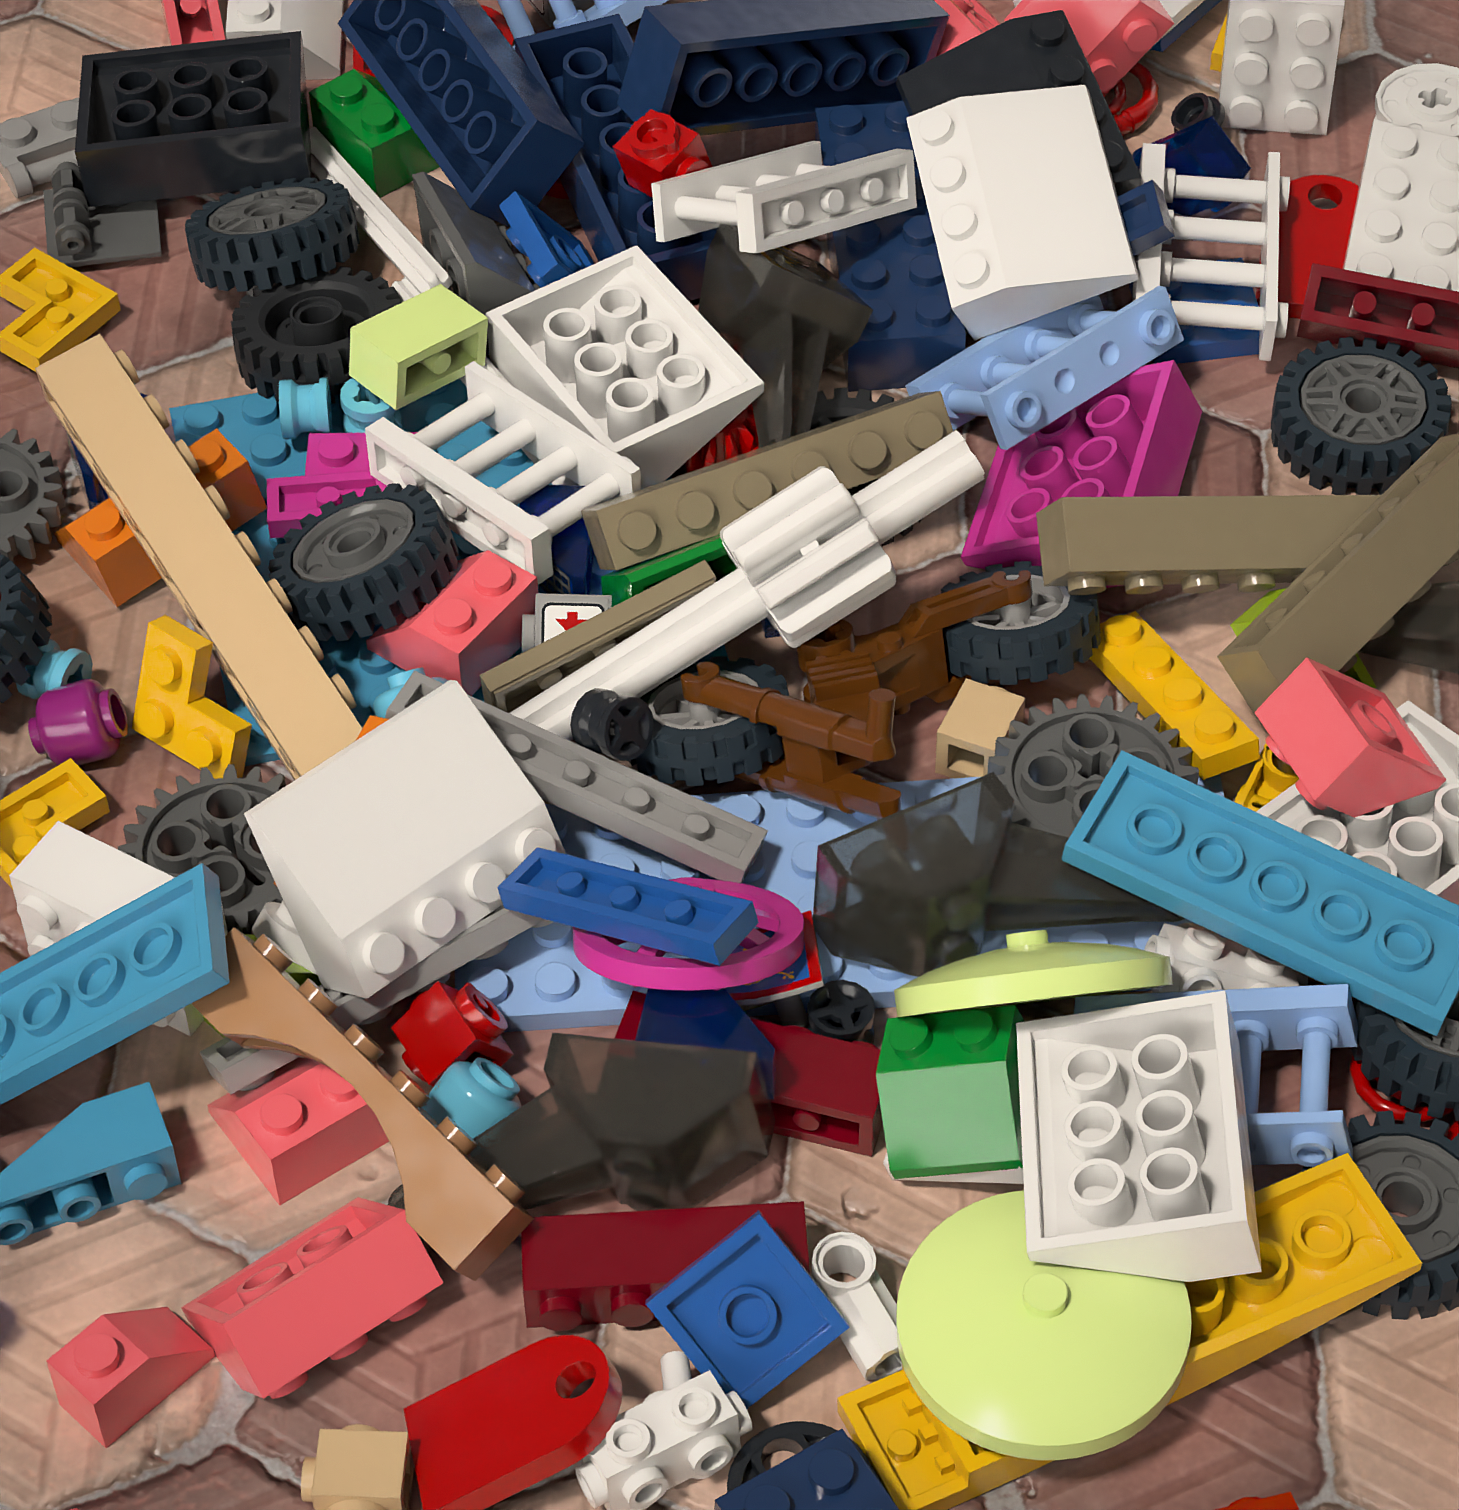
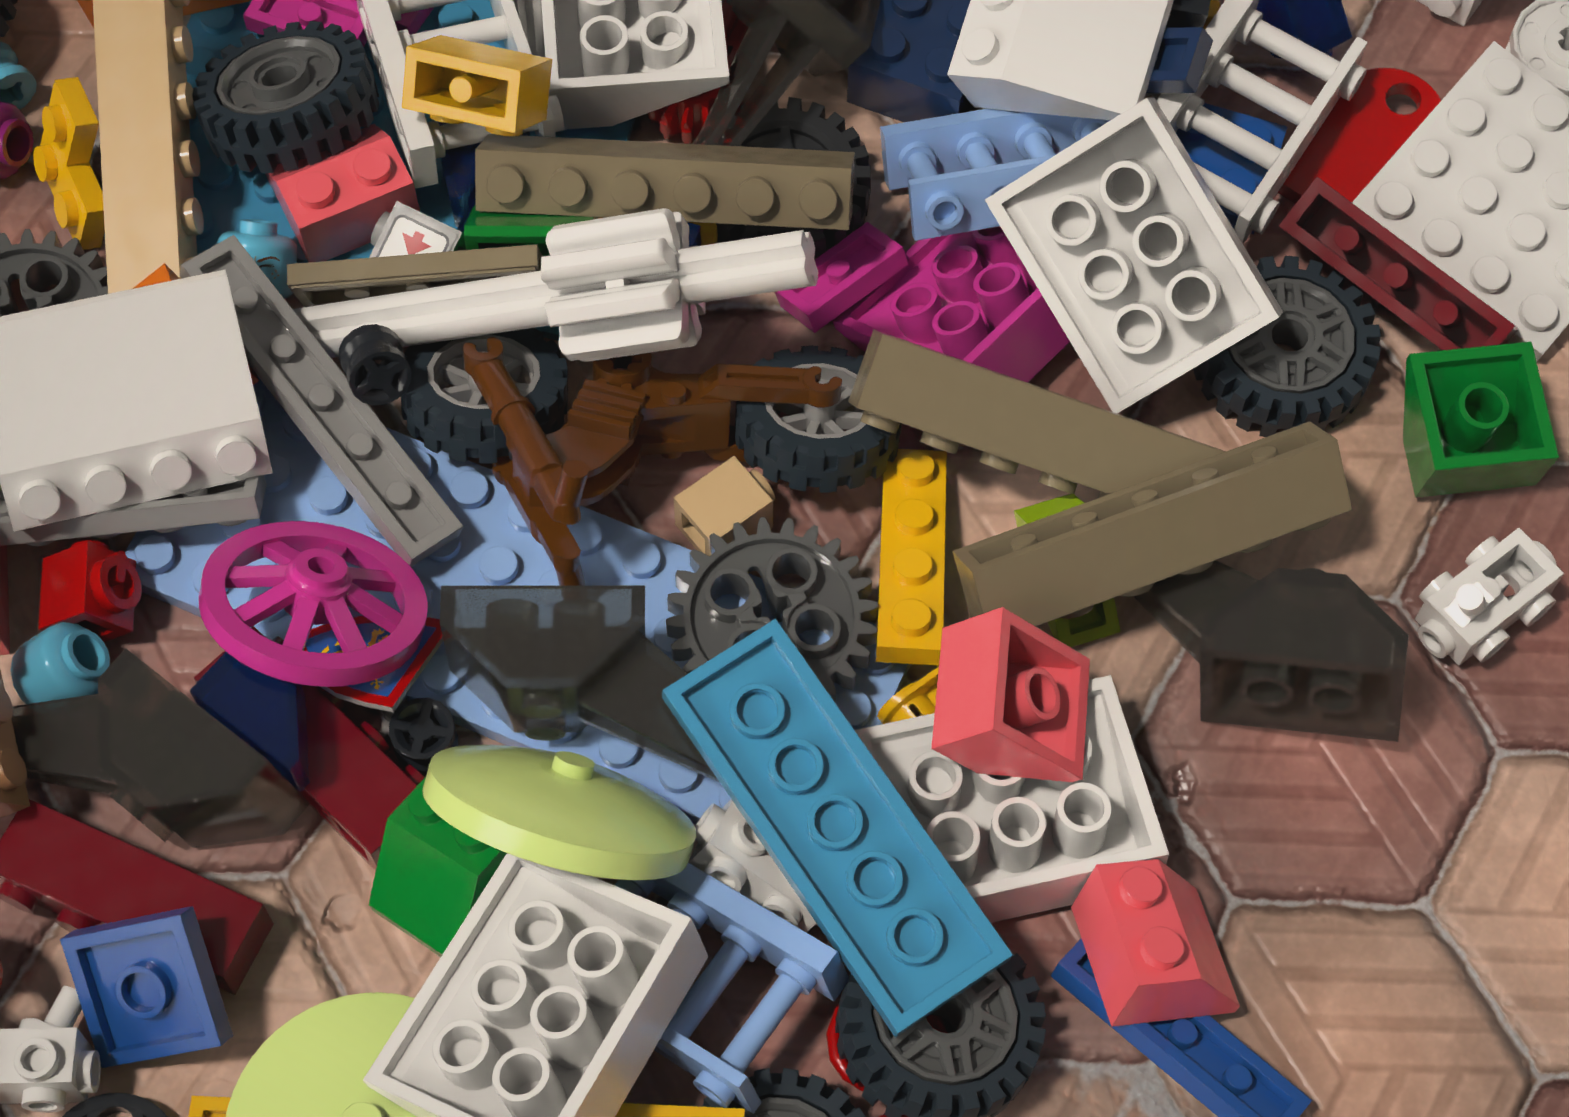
camera: 25 degrees right, 15 degrees up
(564, 458) = (476, 84): none -> yellow brick
(629, 905) = (252, 563): blue plate -> none
(862, 1302) = (253, 1019): white piece -> none
(948, 531) = (845, 276): none -> dark pink plate
(1213, 370) = (1134, 255): none -> white slope

